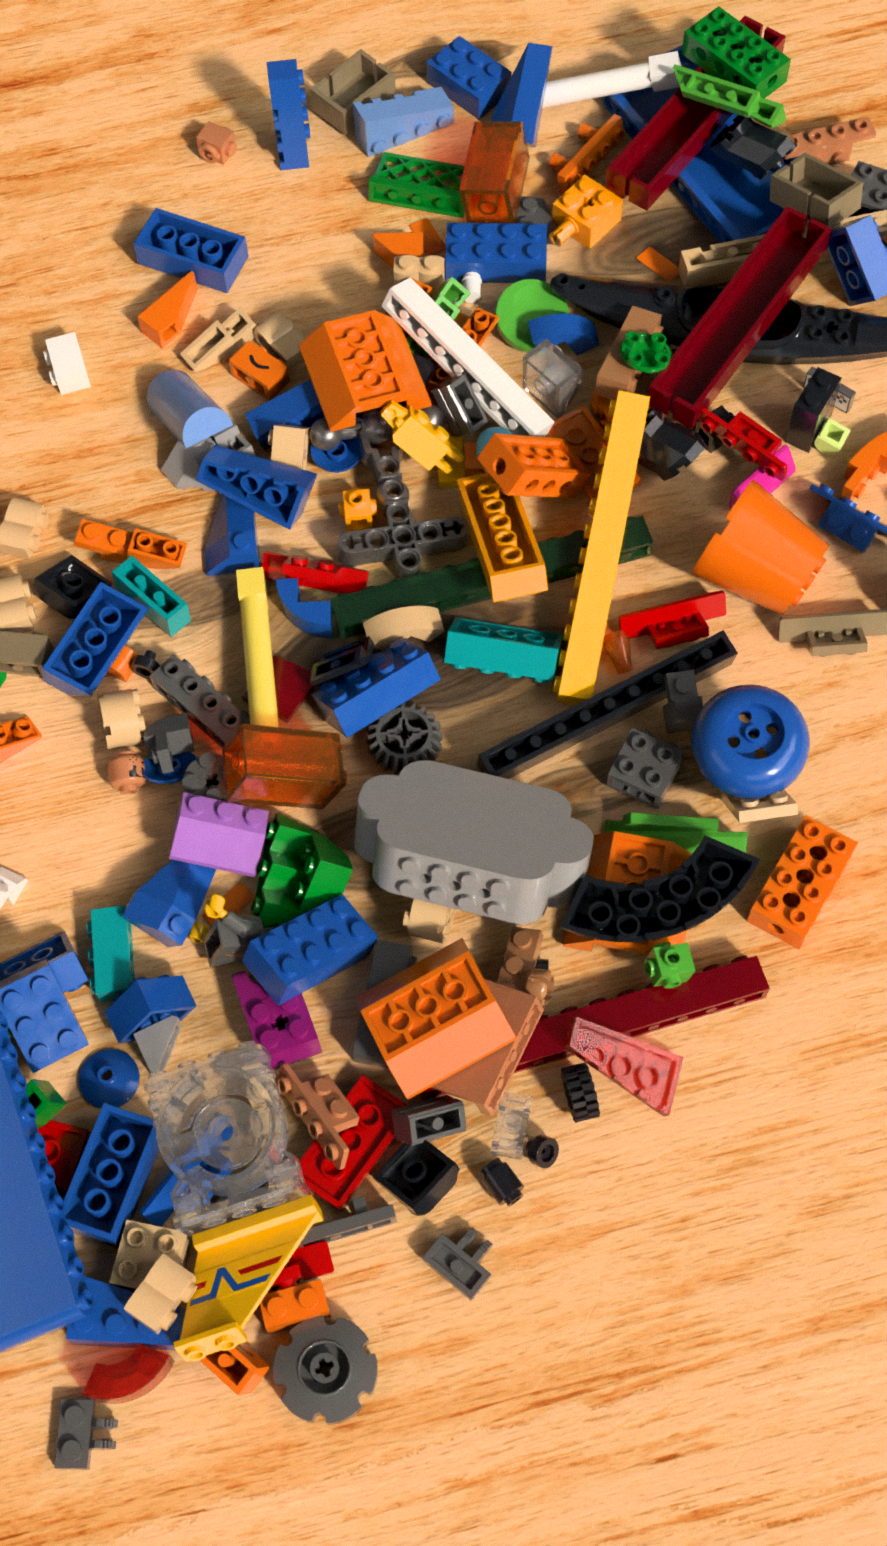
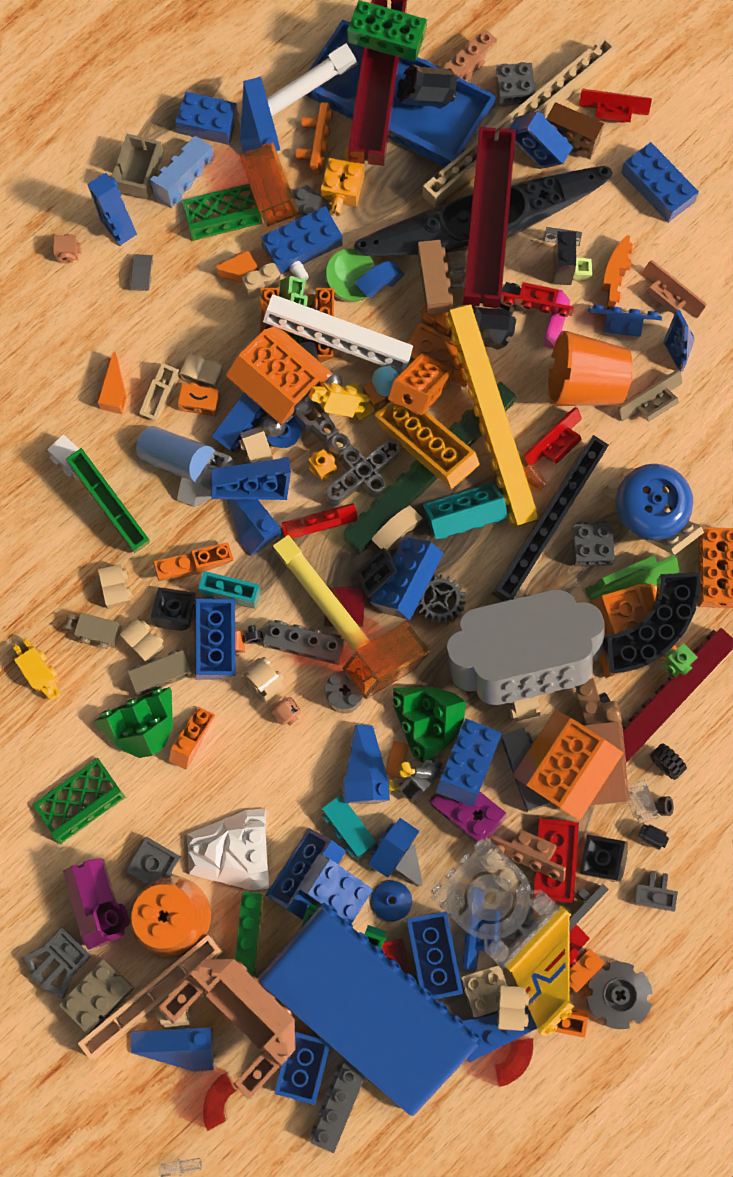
camera: 30 degrees left, 10 degrees up
(73, 425) = (107, 500): none -> green brick
(76, 1434) = (502, 1108): dark grey hinge -> none
(167, 738) = (298, 675): dark grey brick -> none
(180, 763) = (309, 693): blue dish -> none
(186, 245) = (101, 336): blue brick -> none
(218, 834) = (370, 721): slope -> none
(283, 207) = (141, 272): none -> dark grey slope
(310, 617) = (335, 552): blue brick -> none
(429, 1120) = (595, 825): brick -> none
(431, 239) = (243, 245): orange sticker -> none
(459, 405) = (347, 363): dark grey brick -> none
(551, 377) = (391, 314): clear slope -> none
(630, 1063) = (685, 729): clear red wing -> none
(645, 351) = (449, 273): green dish -> none
(659, 264) = (406, 196): orange sticker -> none
(682, 701) = (595, 494): dark grey brick -> none
(729, 96) = (399, 64): bright green wedge -> none
(816, 190) = (486, 103): dark tan piece -> none

